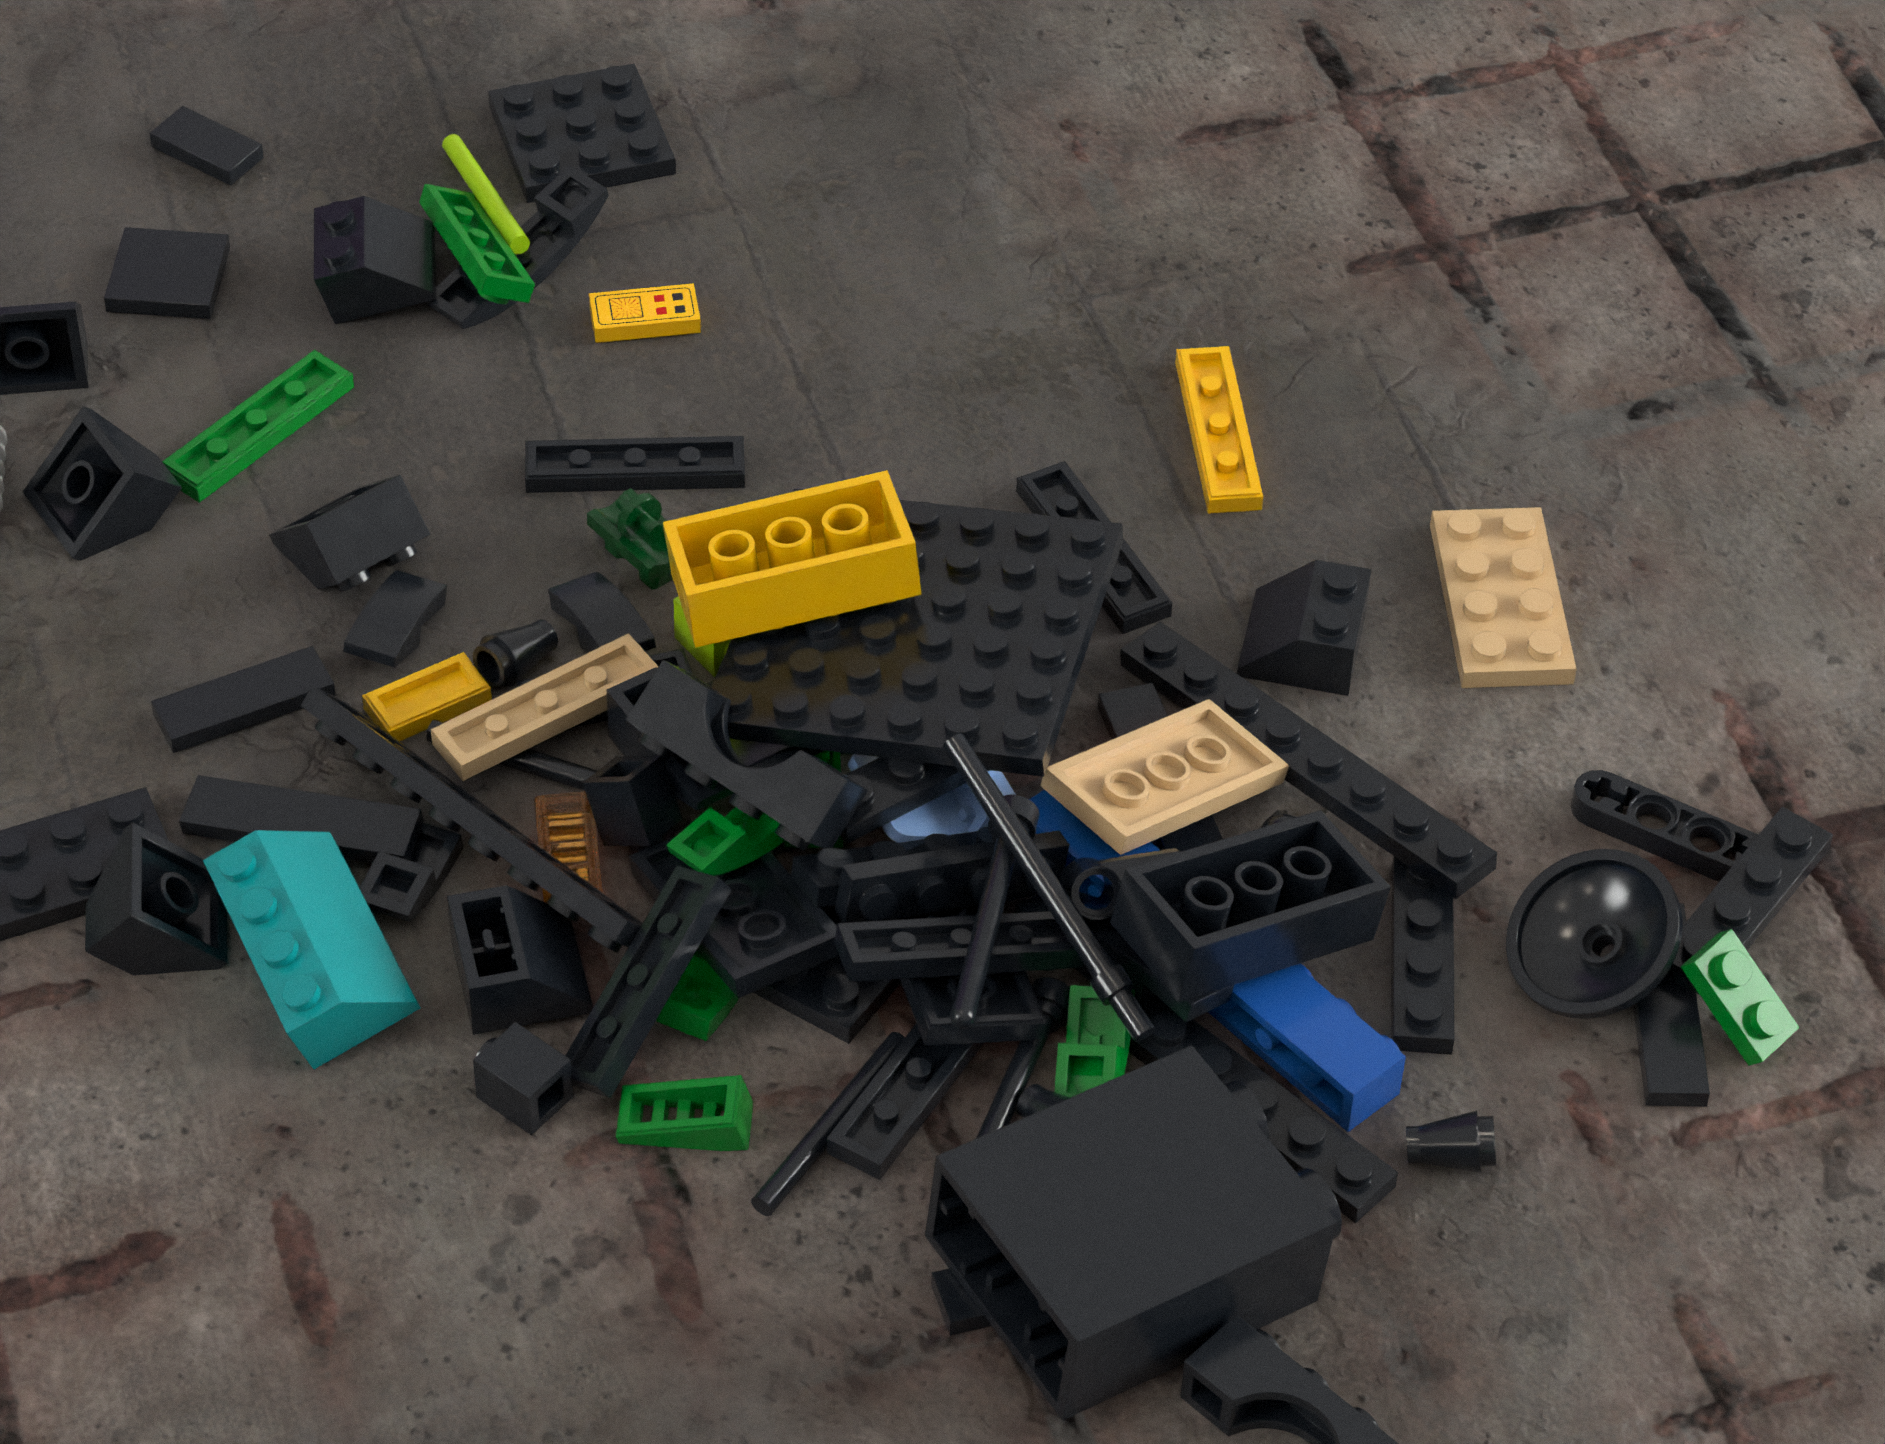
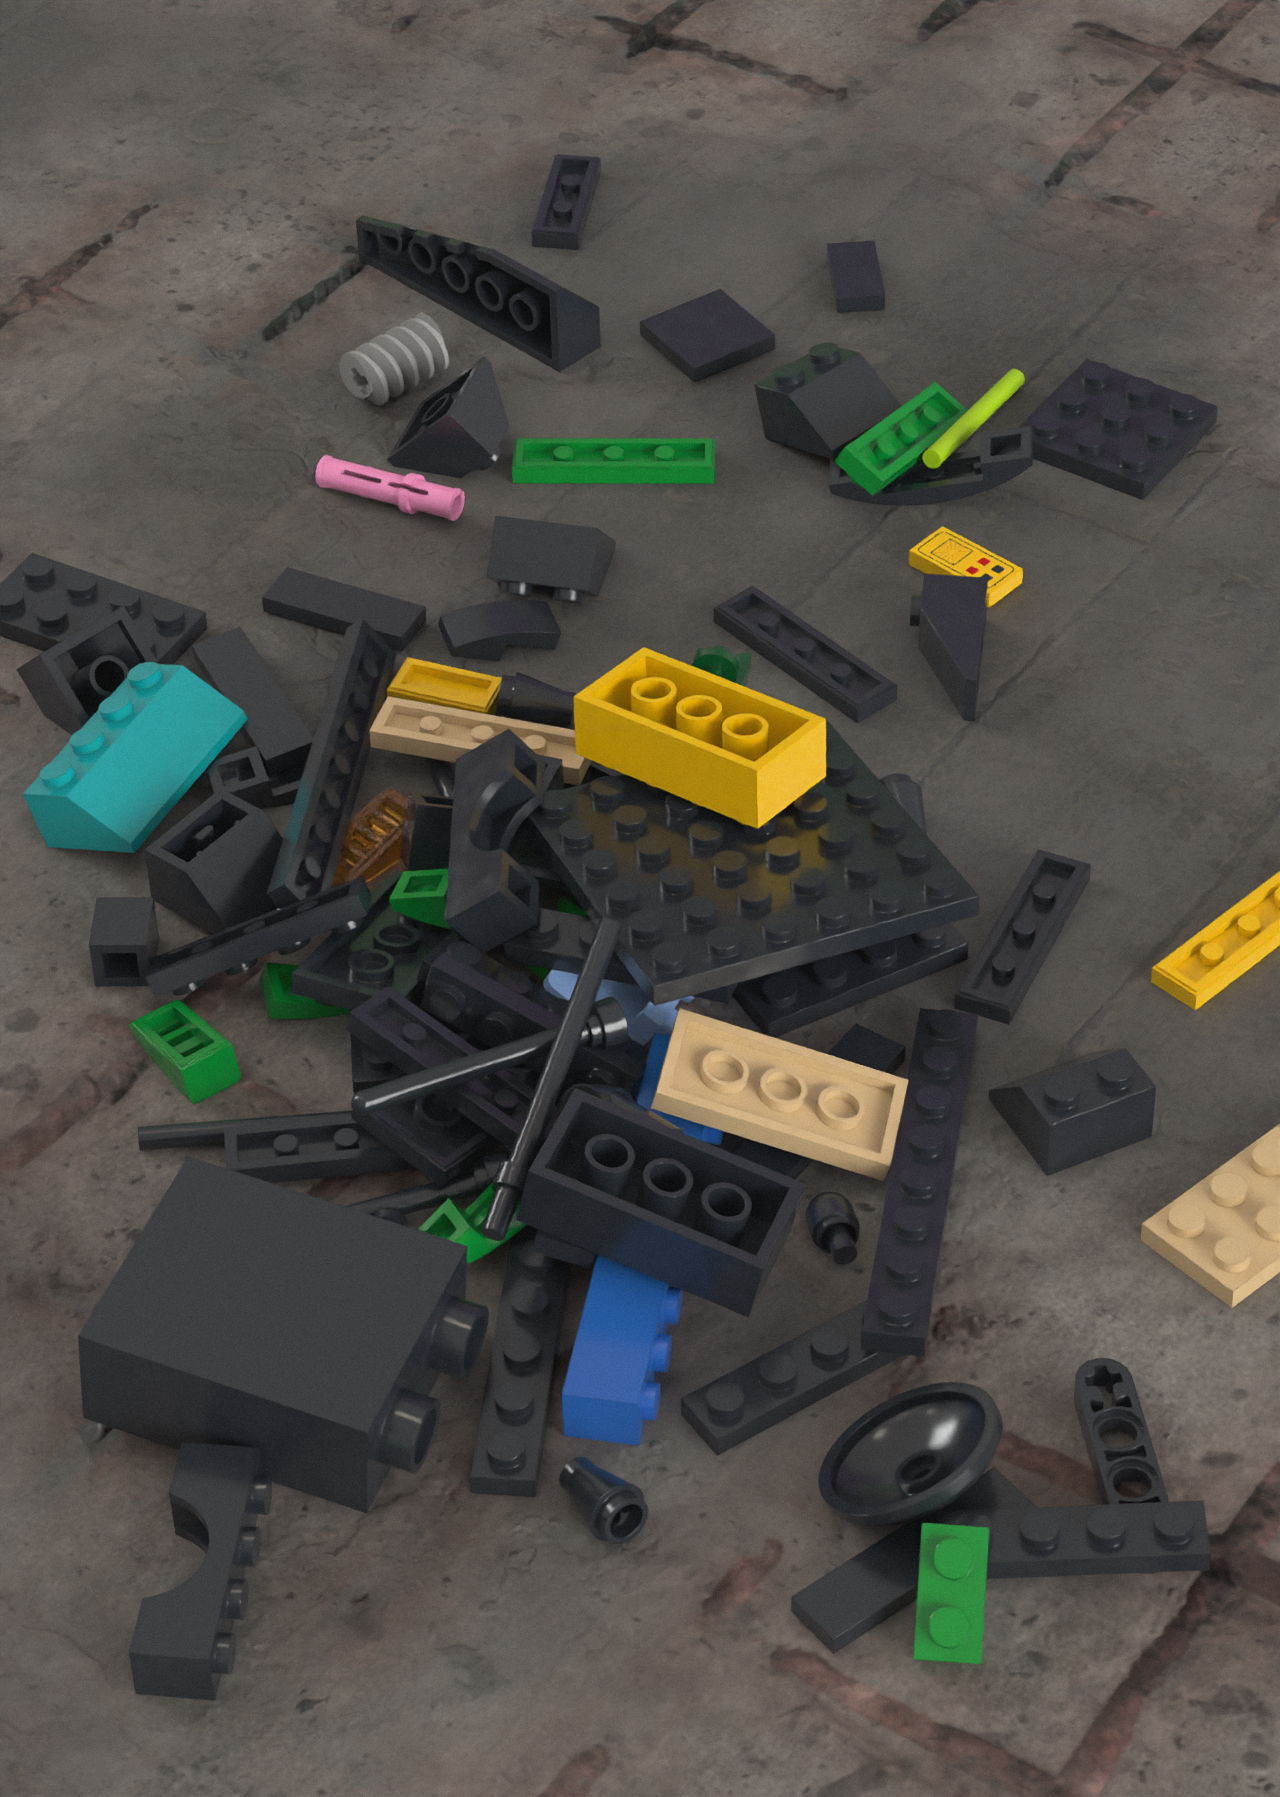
camera: 55 degrees right, 5 degrees down
(125, 576) = (409, 492): none -> bright pink pin
(736, 370) = (953, 633): none -> black slope

